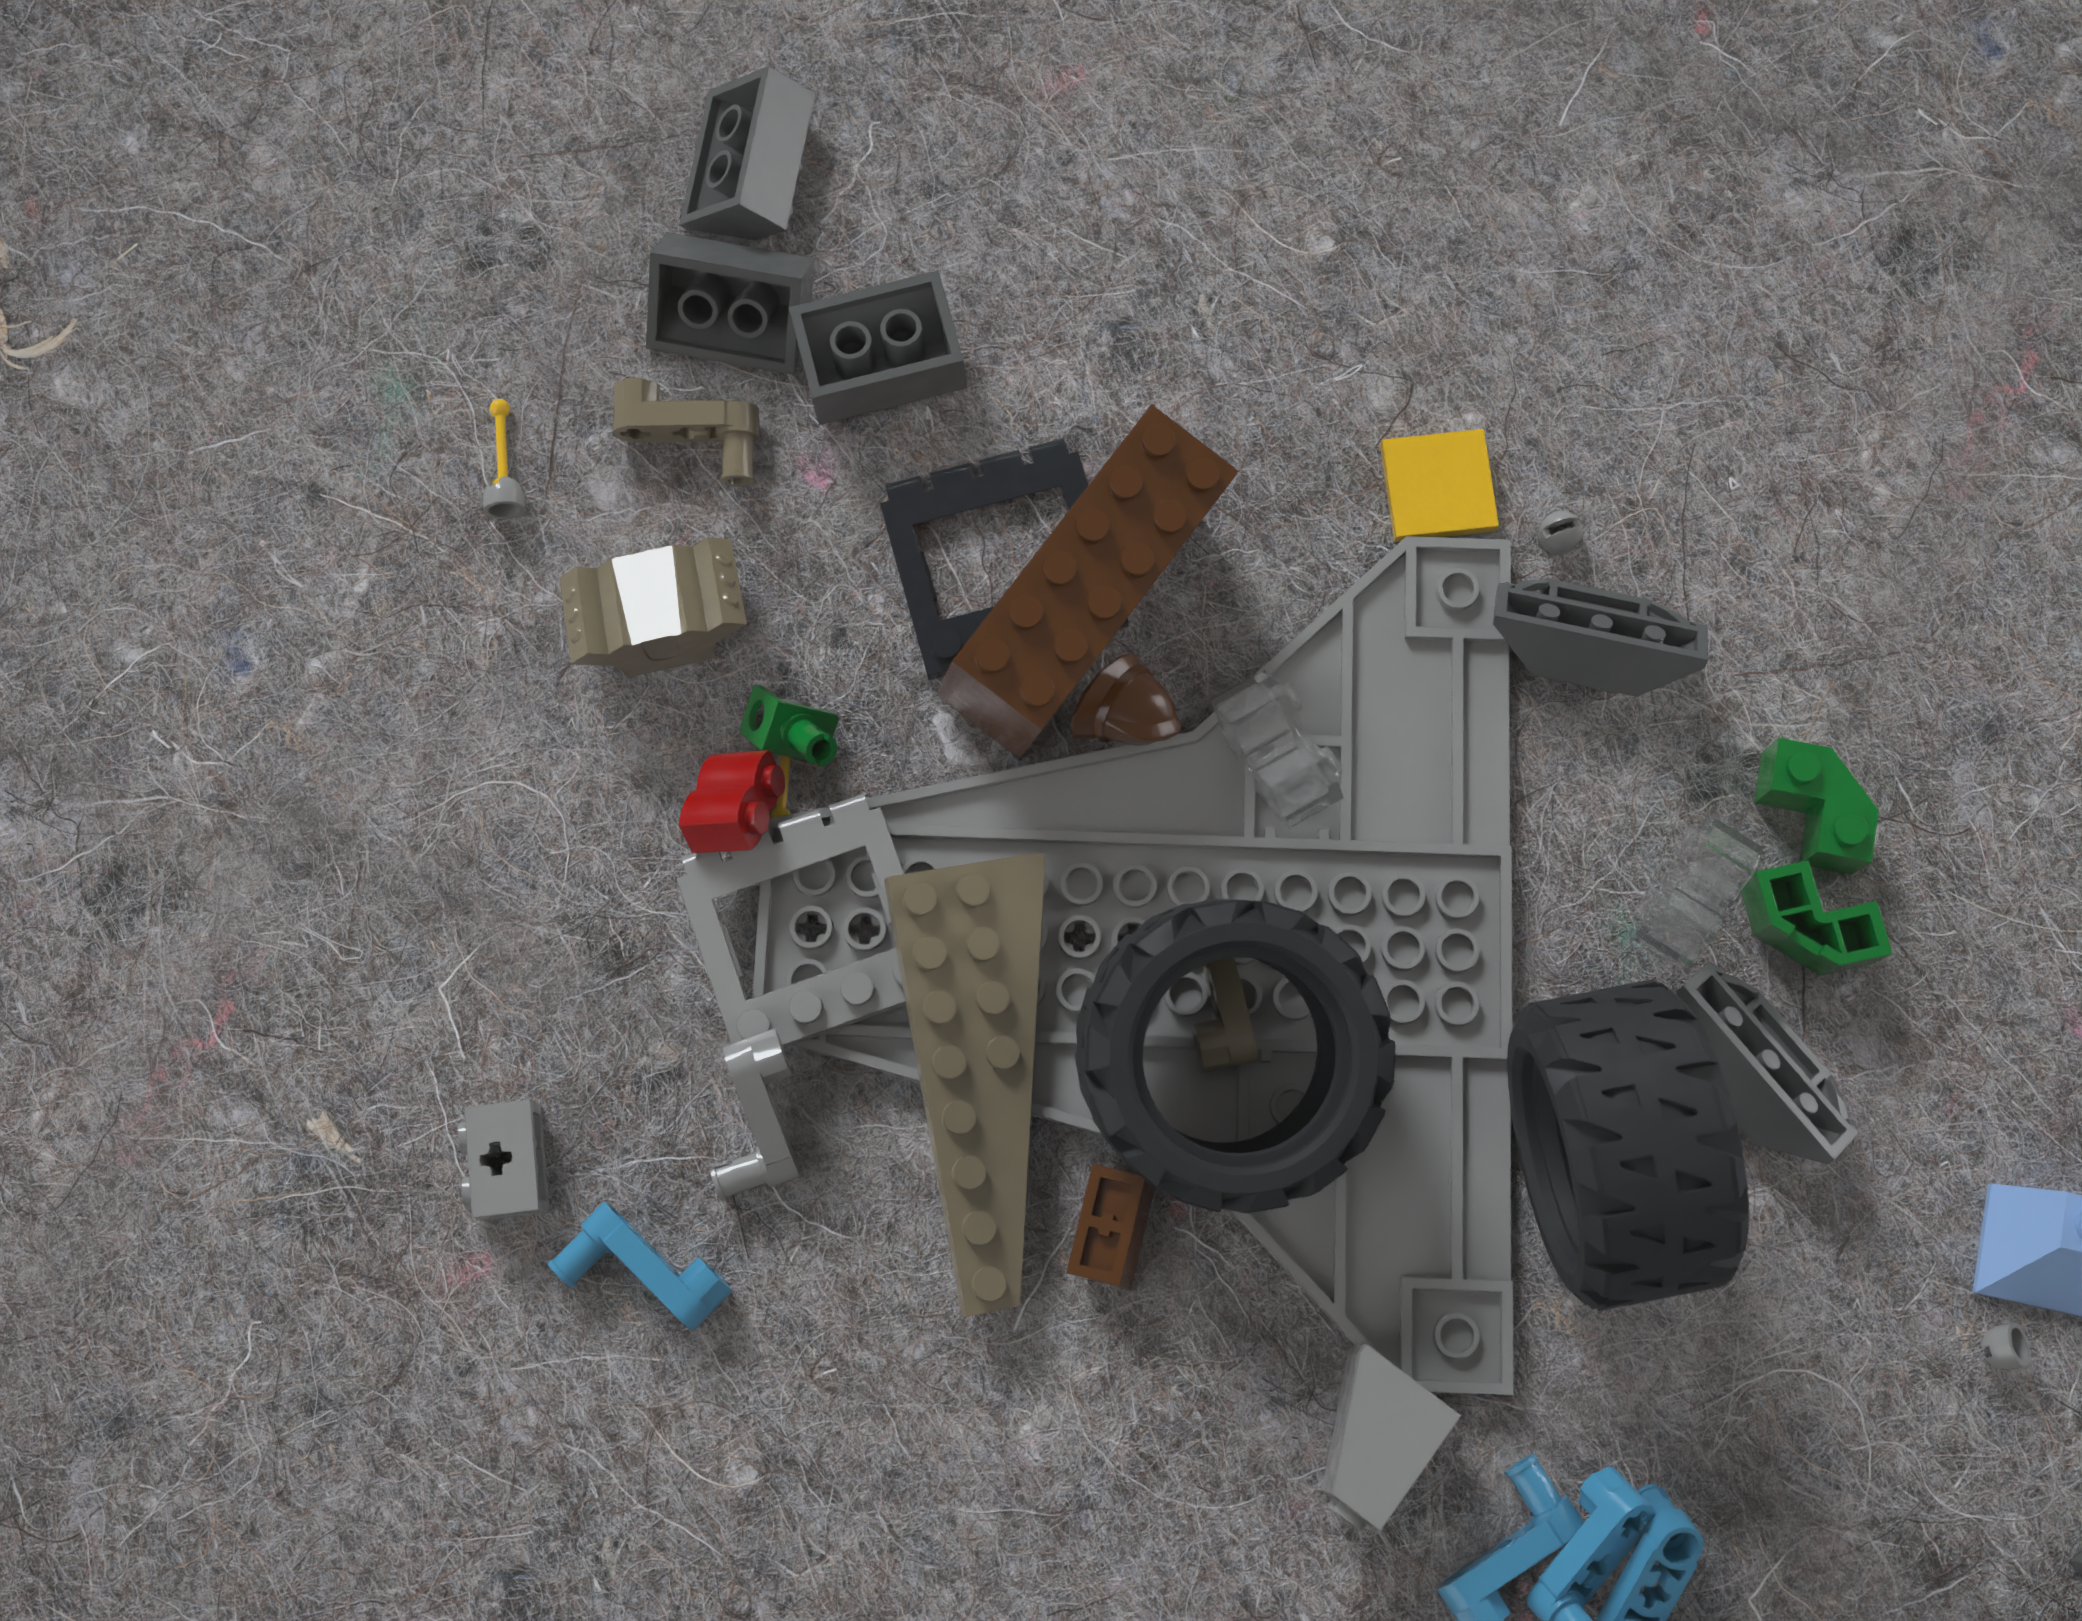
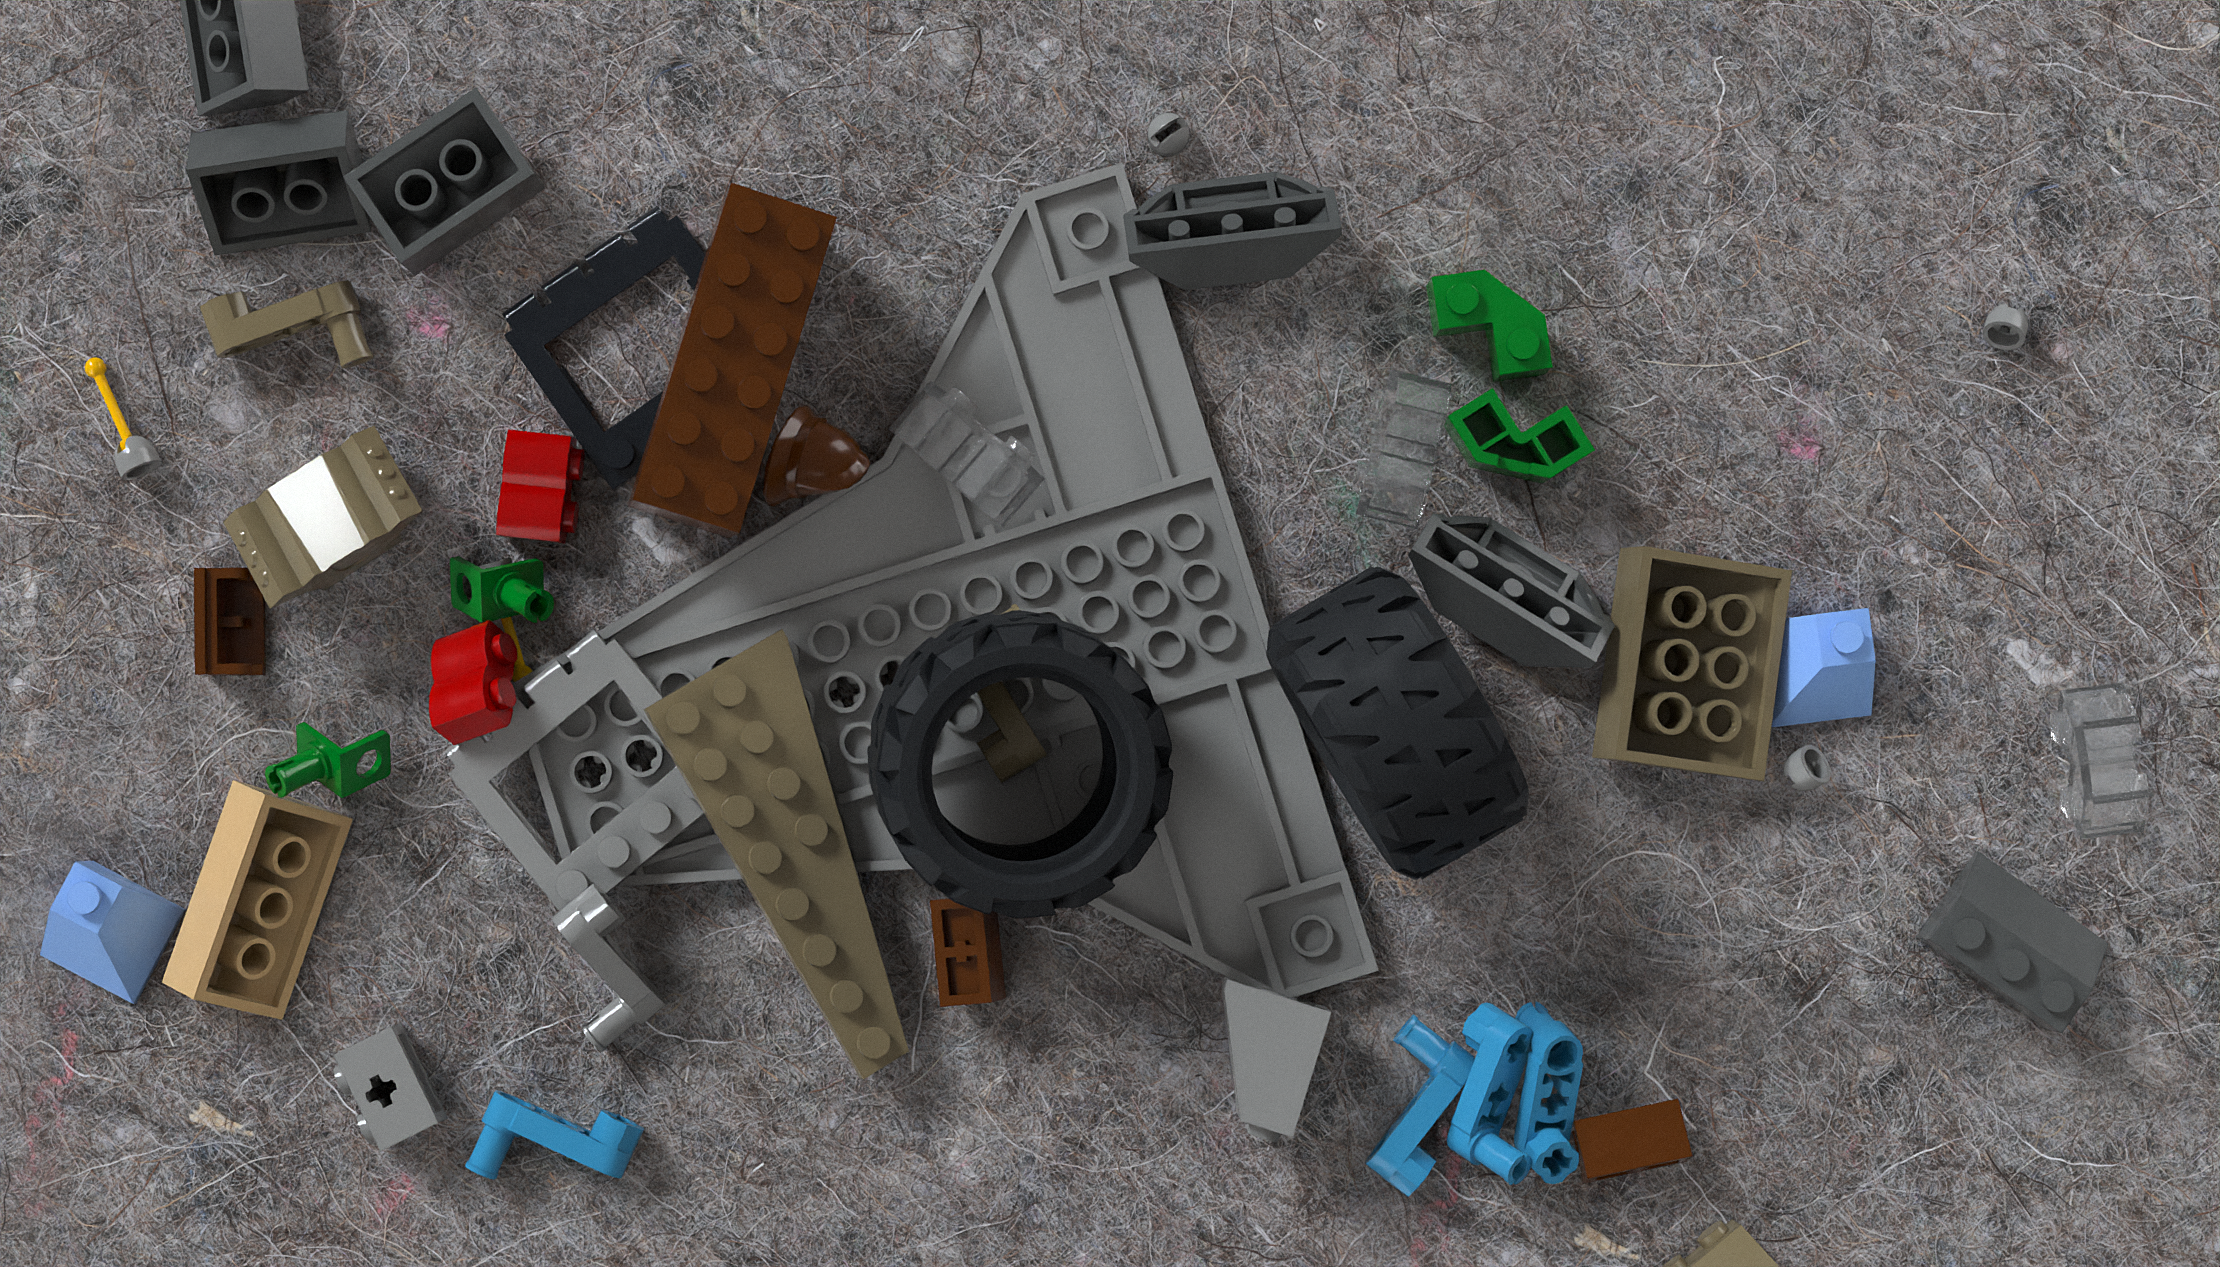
camera: 25 degrees left, 10 degrees up
(303, 915) = (108, 929): none -> light blue slope
(451, 938) = (256, 901): none -> tan slope
(527, 673) = (228, 623): none -> reddish brown hinge
(570, 832) = (329, 764): none -> green bracket
(860, 647) = (538, 486): none -> red brick
(1439, 485) = (1037, 127): yellow tile -> none
(1923, 1199) = (1692, 663): none -> dark tan slope

